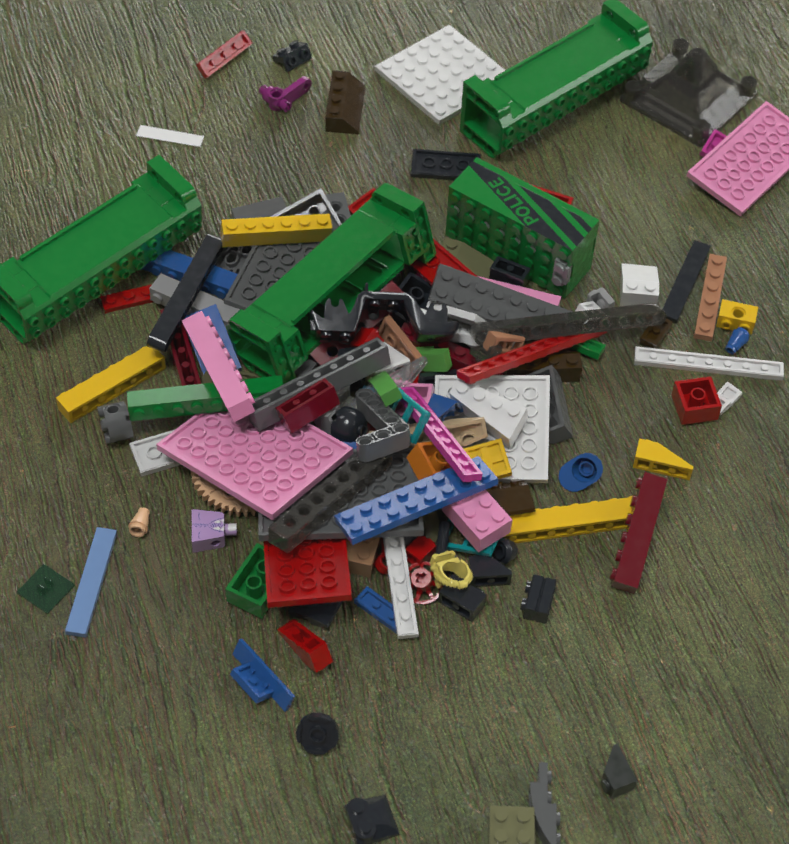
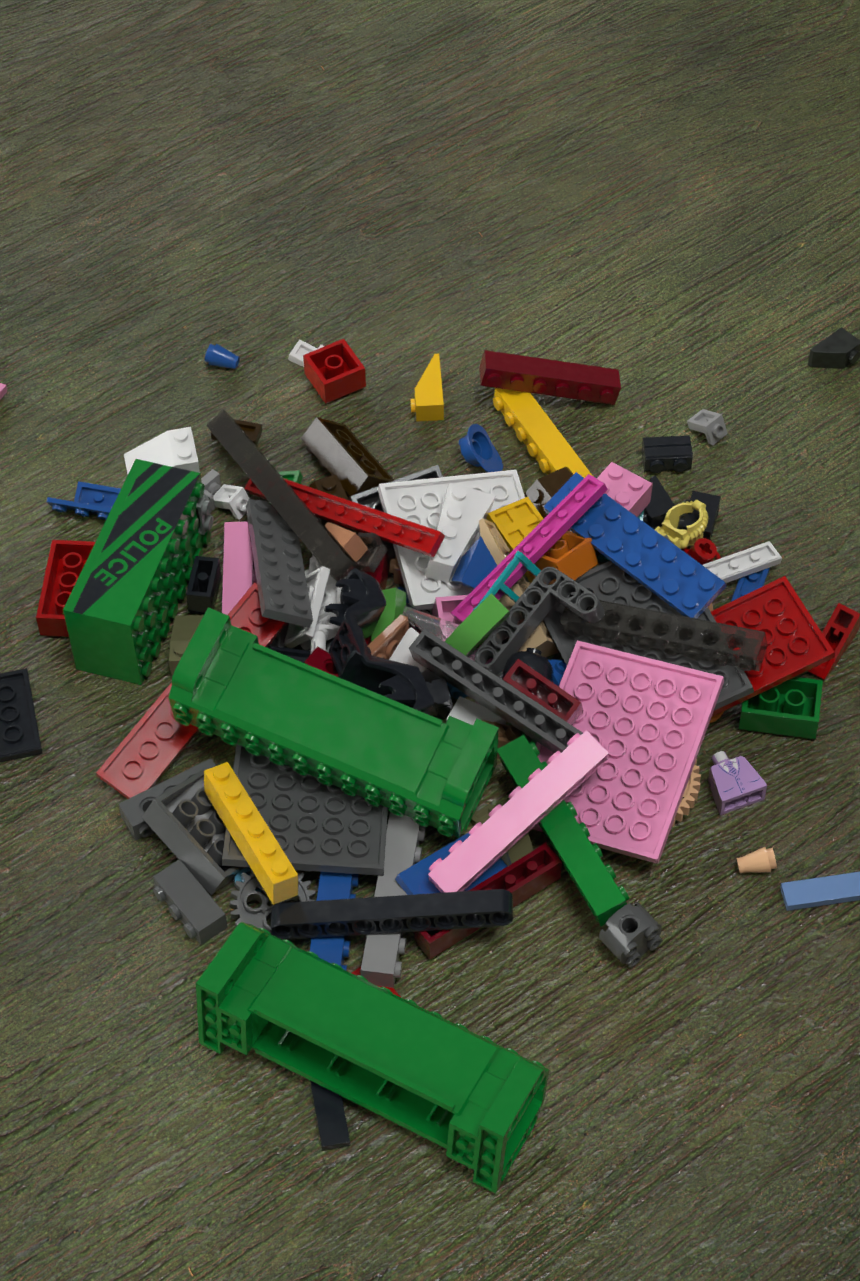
camera: 105 degrees left, 0 degrees up
(110, 383) = (562, 976): yellow brick -> none
(147, 456) = (644, 882): white tile -> none
(169, 135) = (50, 1091): white sticker -> none
(560, 640) = (709, 423): none -> light grey bracket
(604, 390) = (344, 455): none -> dark brown slope
(611, 236) = (88, 500): none -> blue bracket
(685, 280) = (135, 421): black tile -> none
(709, 363) = (263, 381): white tile -> none
(710, 297) = (155, 395): nougat plate -> none
(736, 315) = (184, 362): yellow brick -> none

